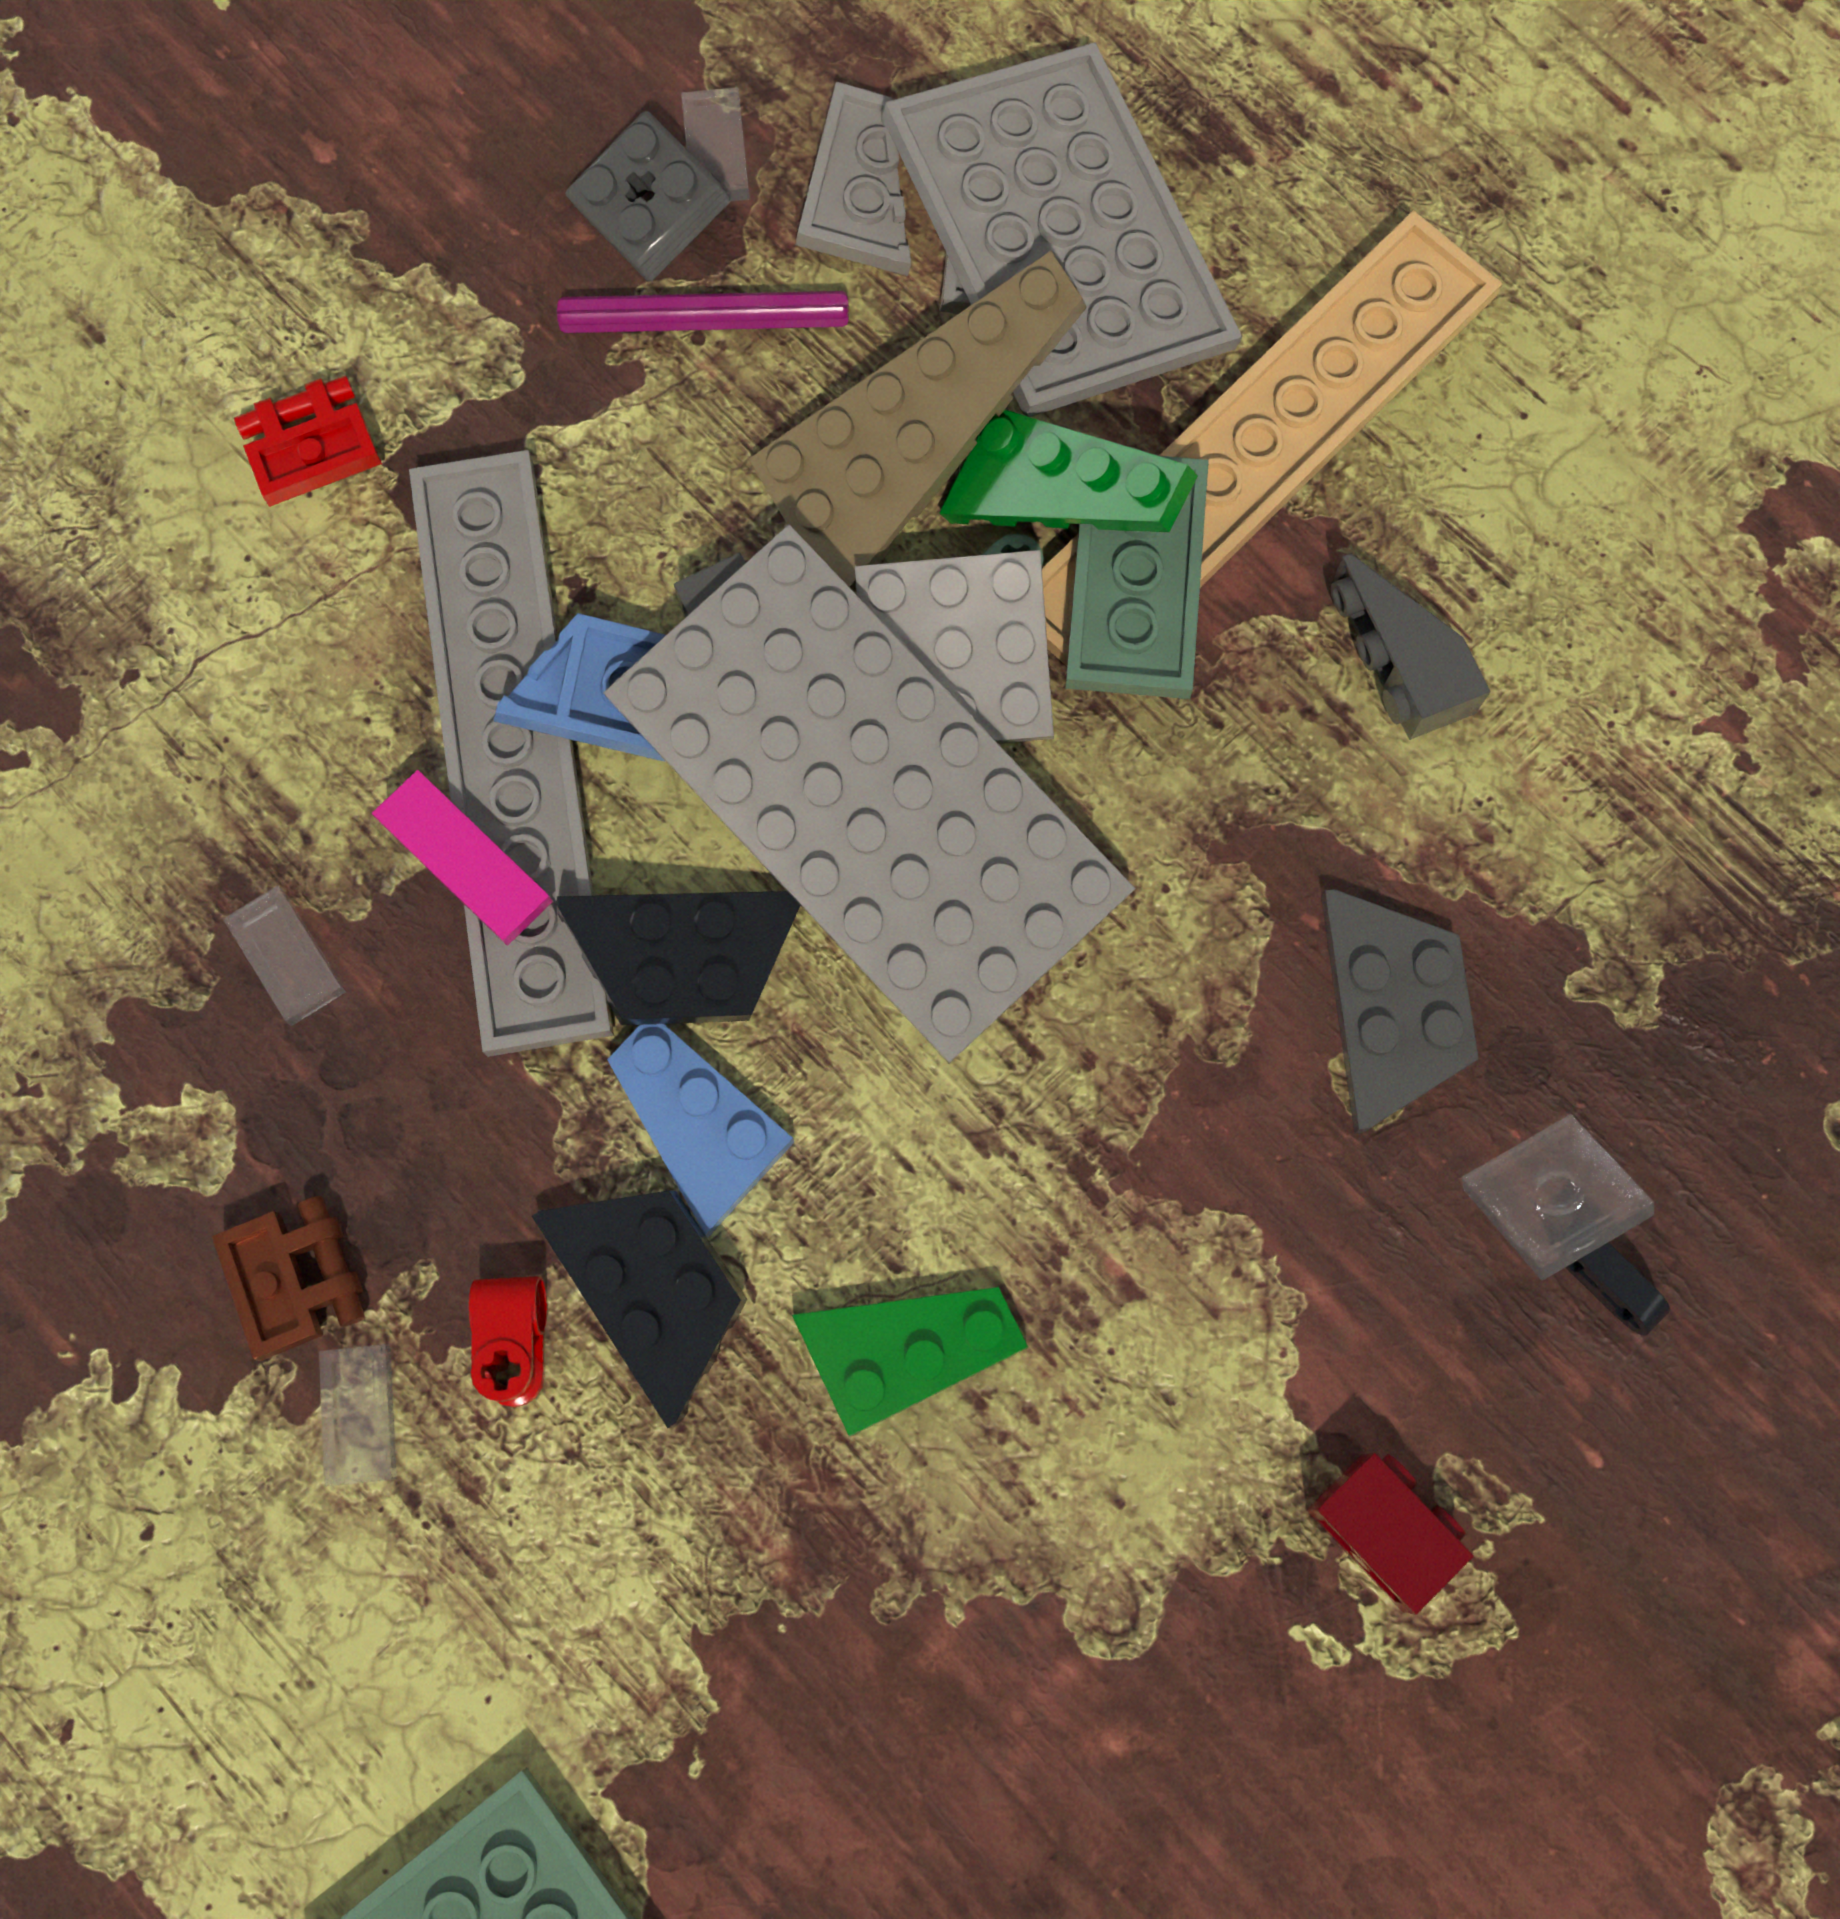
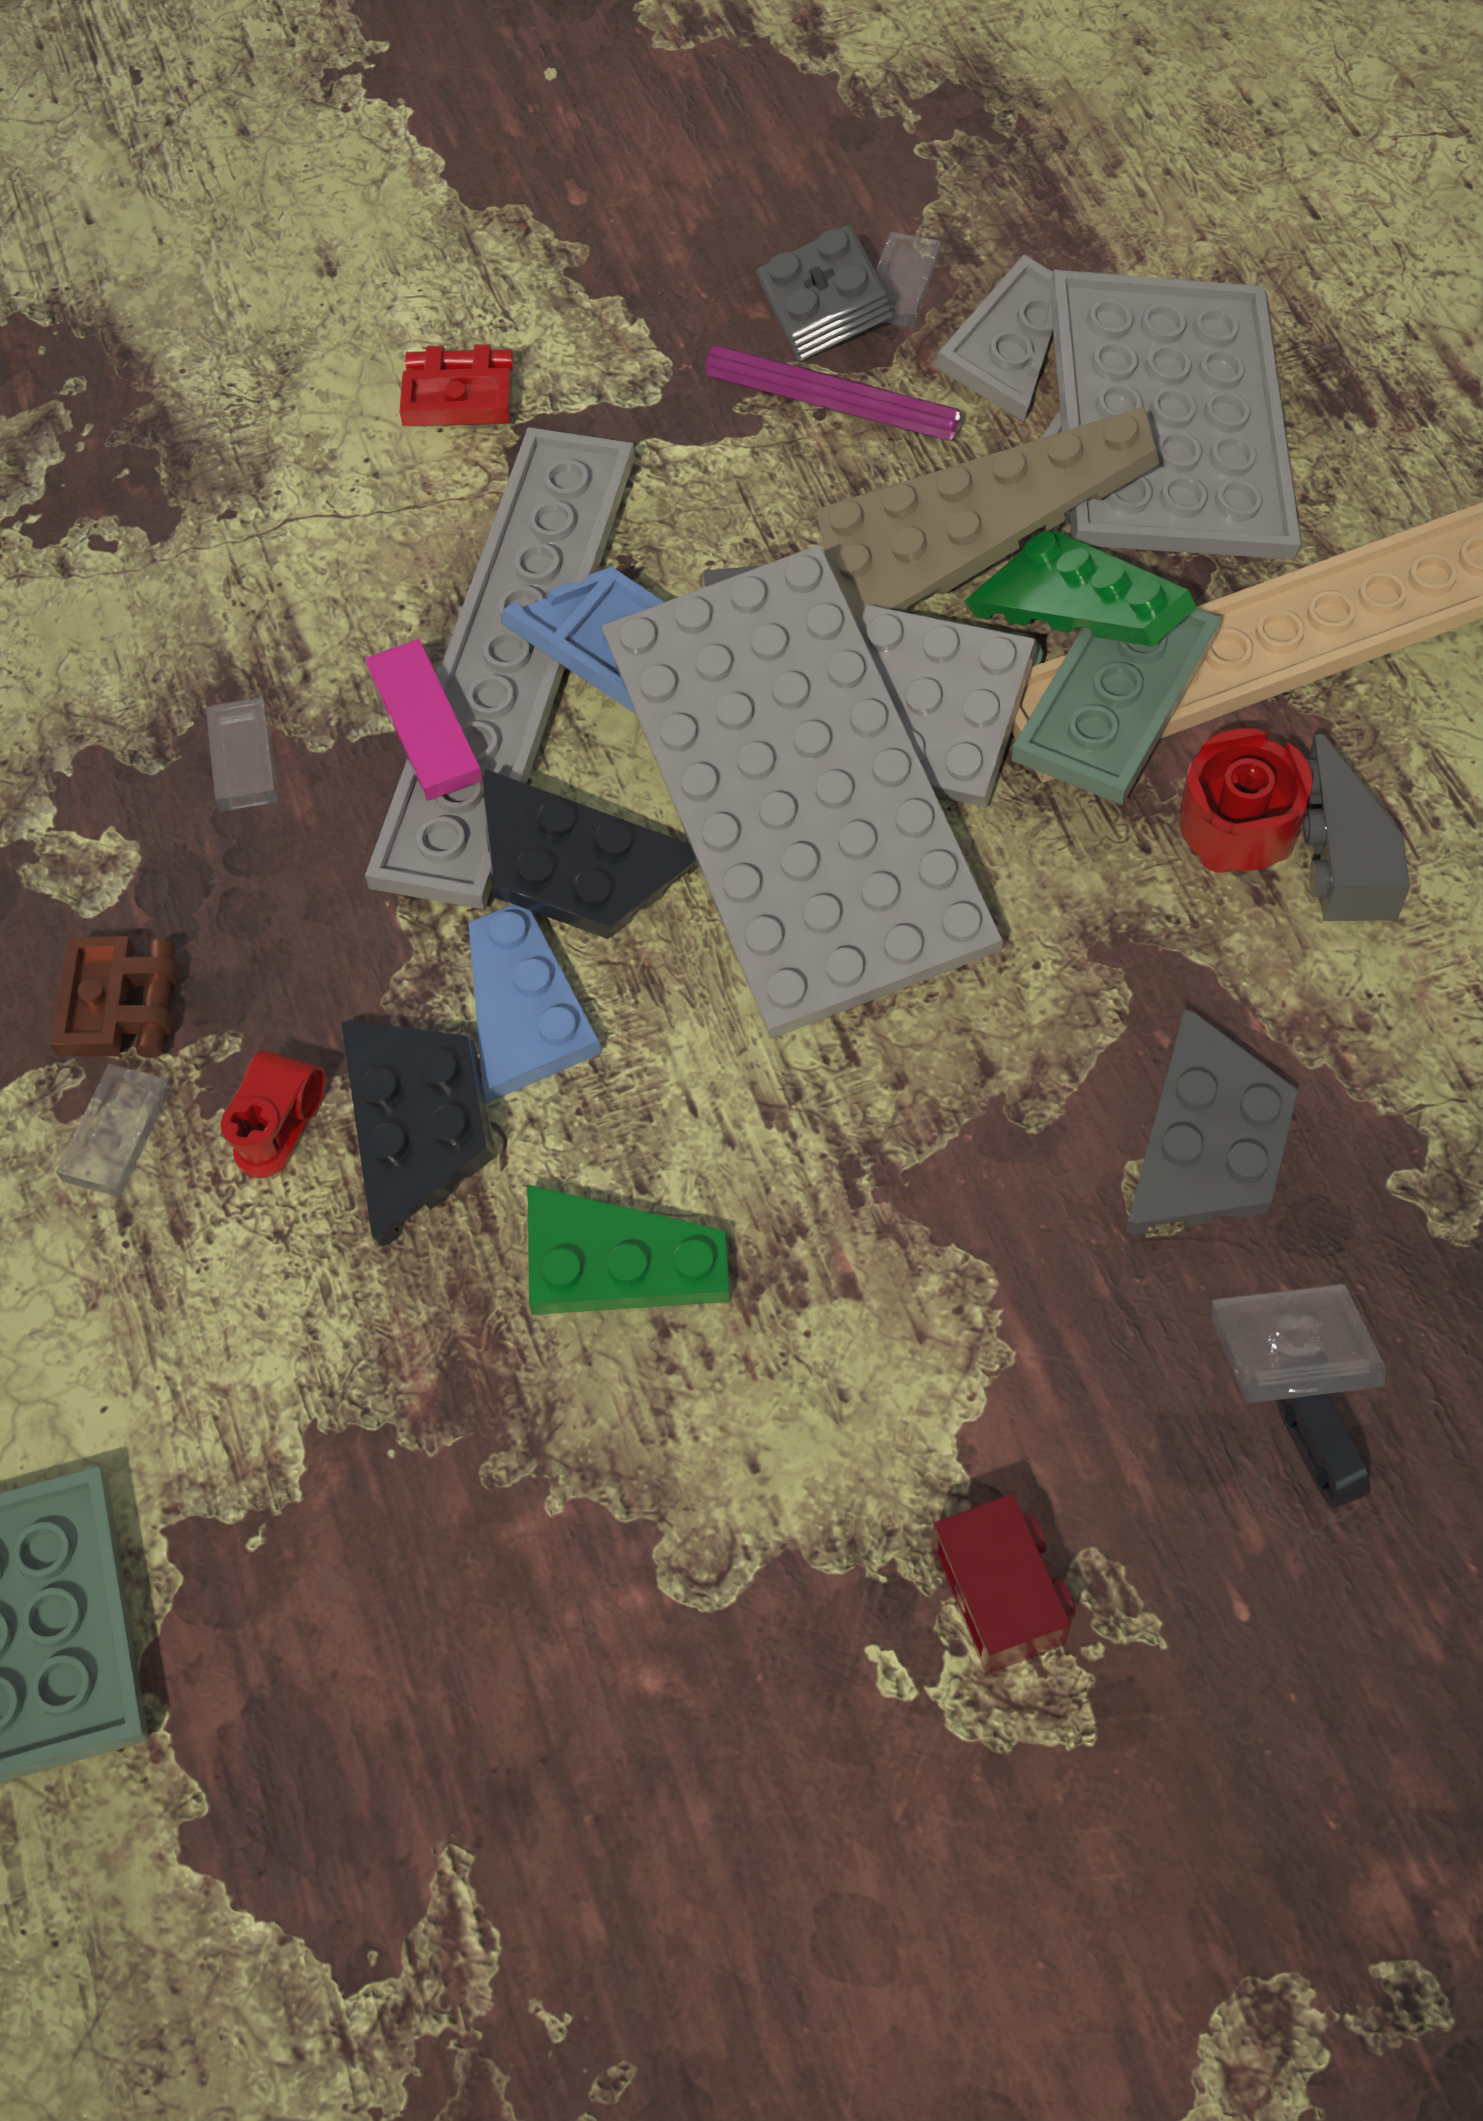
camera: 25 degrees right, 15 degrees down
(1273, 643) = (1244, 801): none -> red brick

